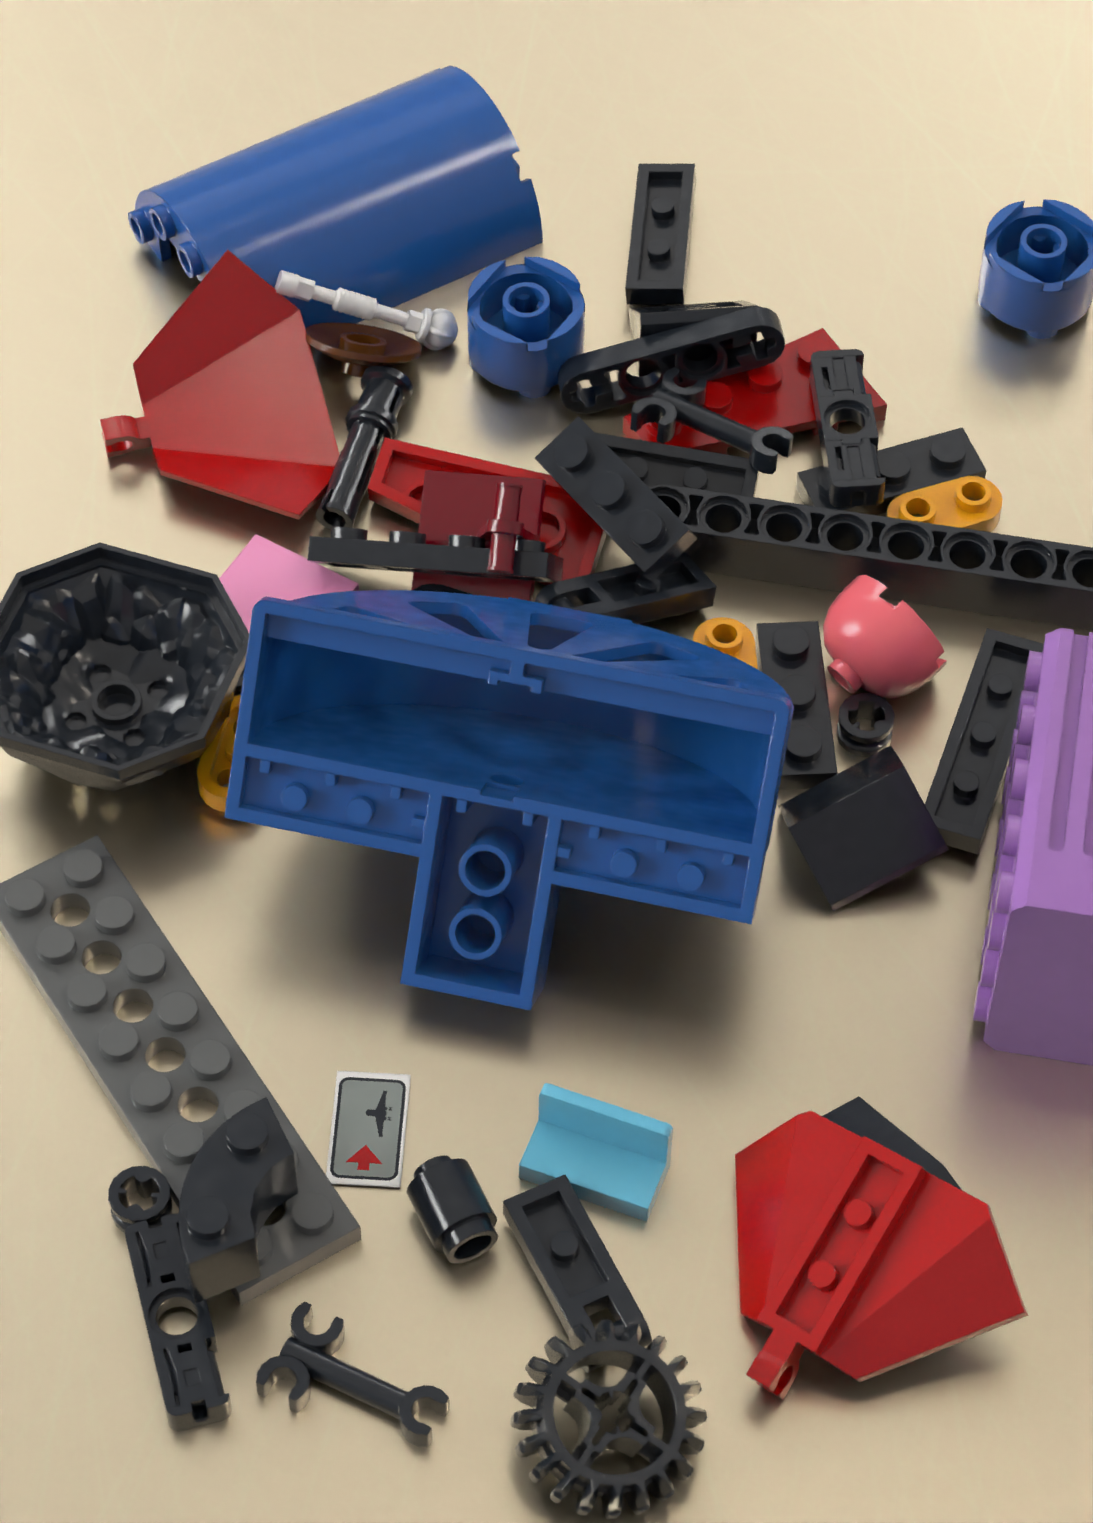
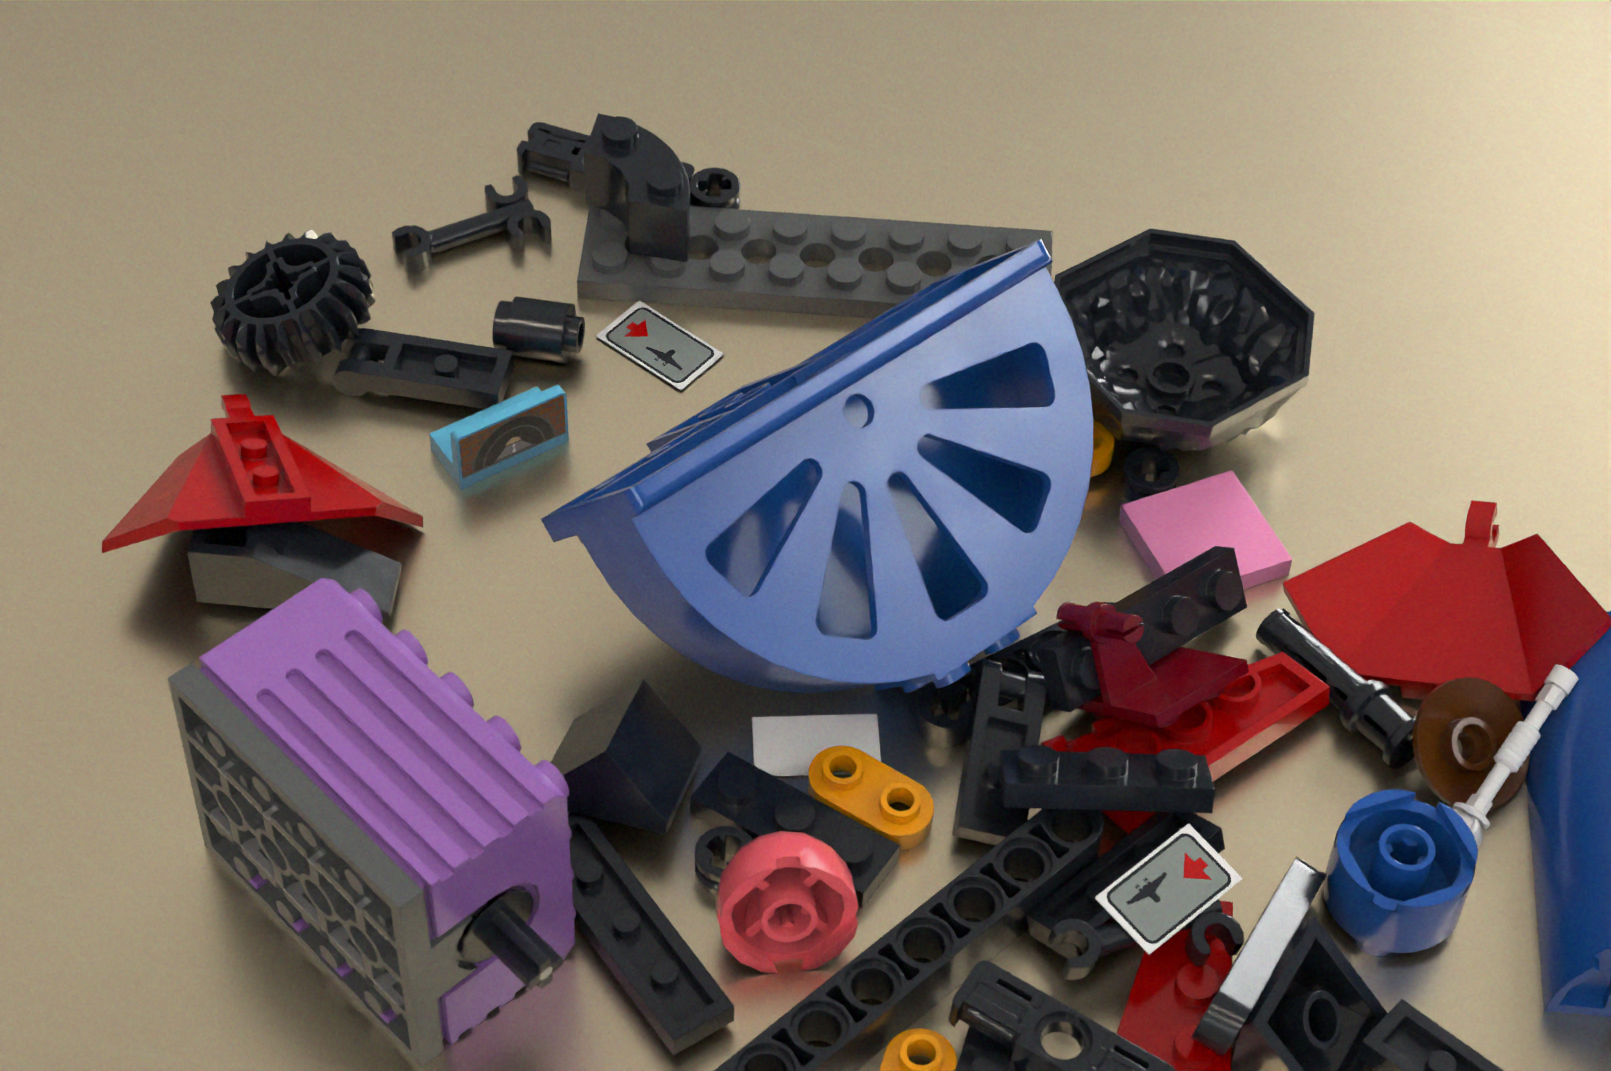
camera: 125 degrees right, 5 degrees down
(678, 414) = (1168, 888): none -> sticker

